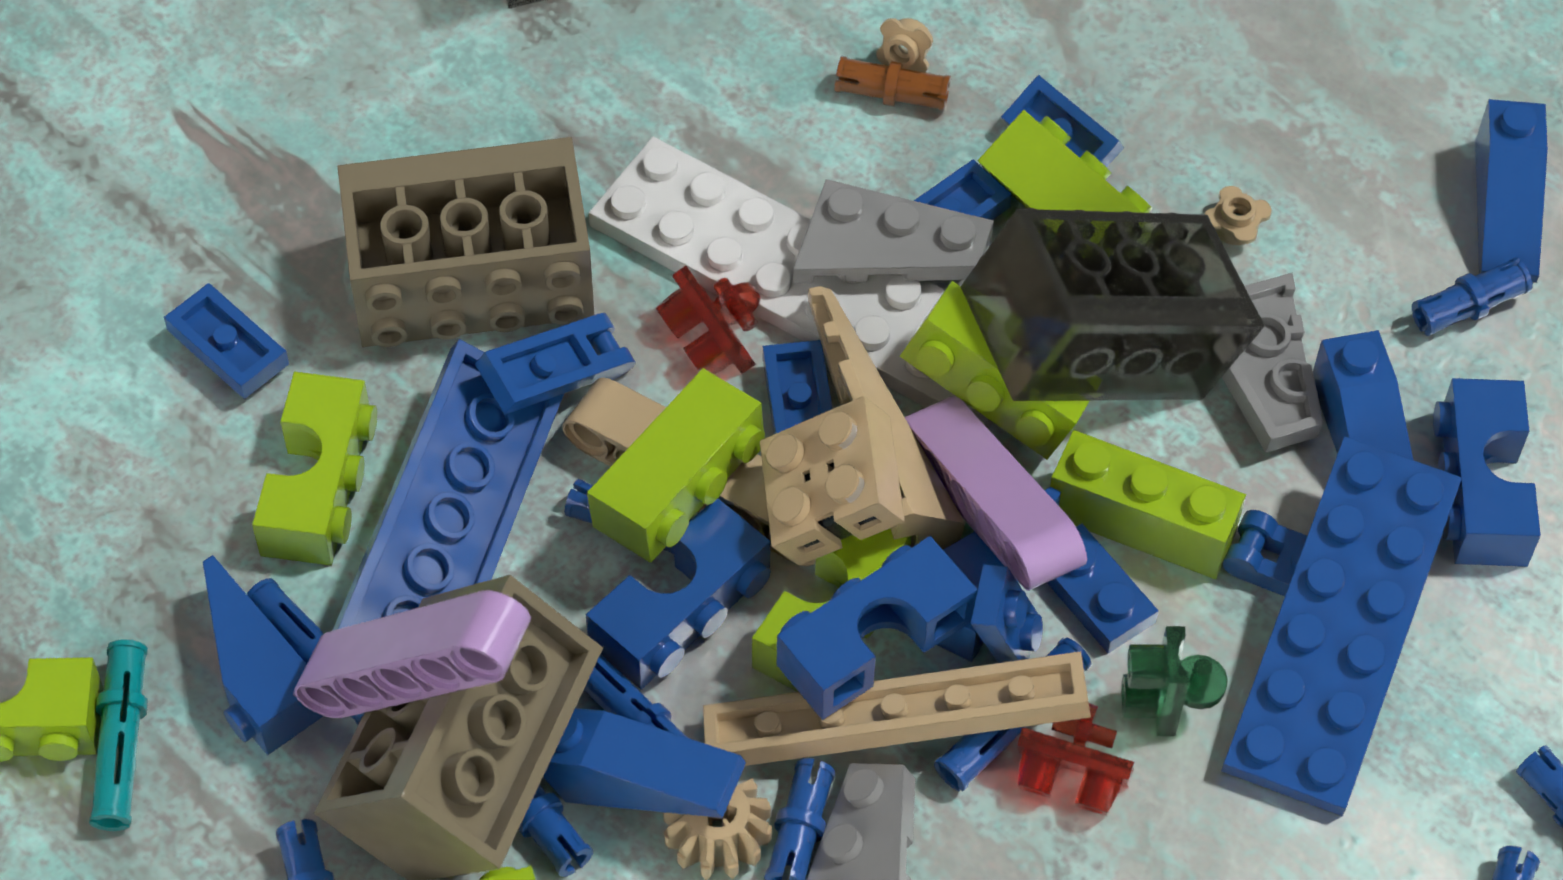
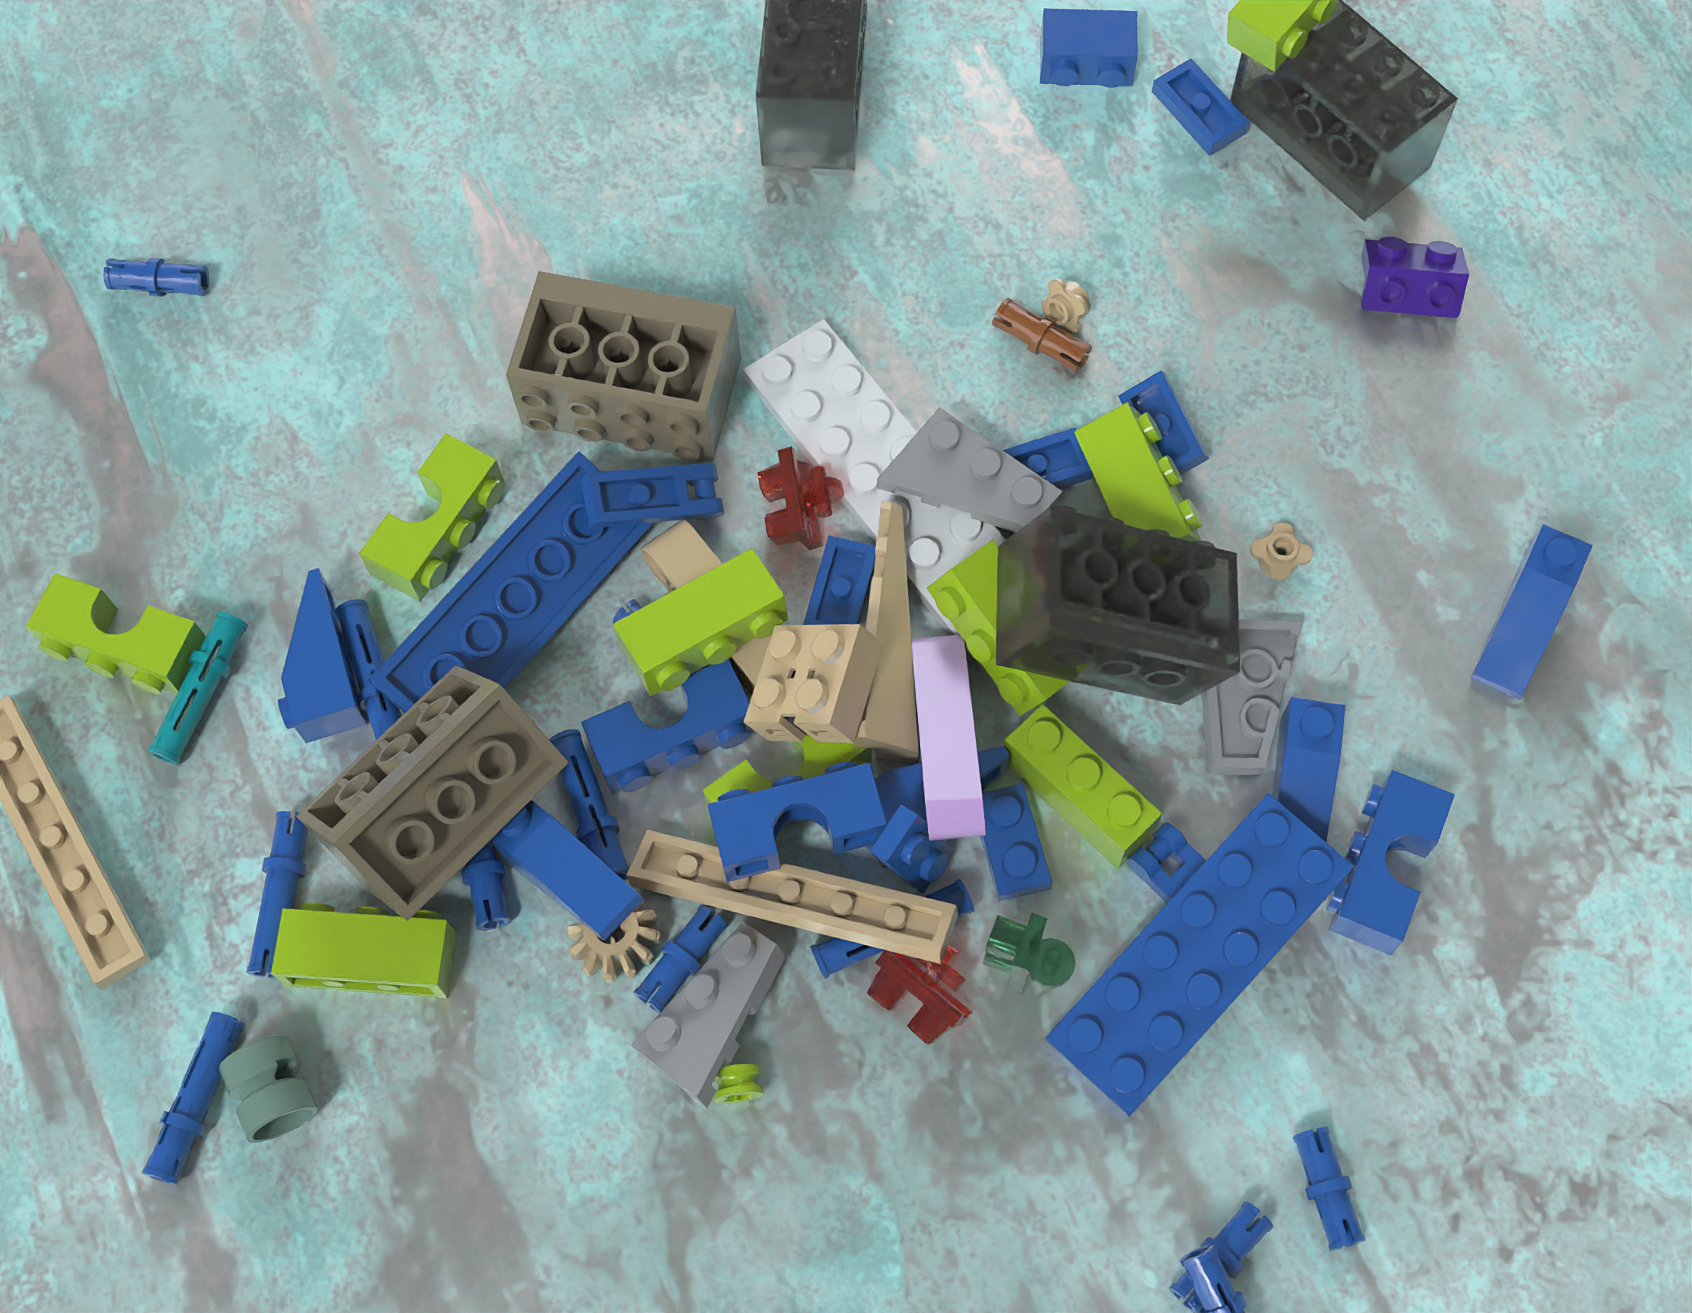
camera: 25 degrees right, 10 degrees up
(226, 340) = (415, 385): blue plate -> none
(413, 655) = (401, 725): lavender beam -> none
(1472, 296) = (1452, 696): blue pin -> none

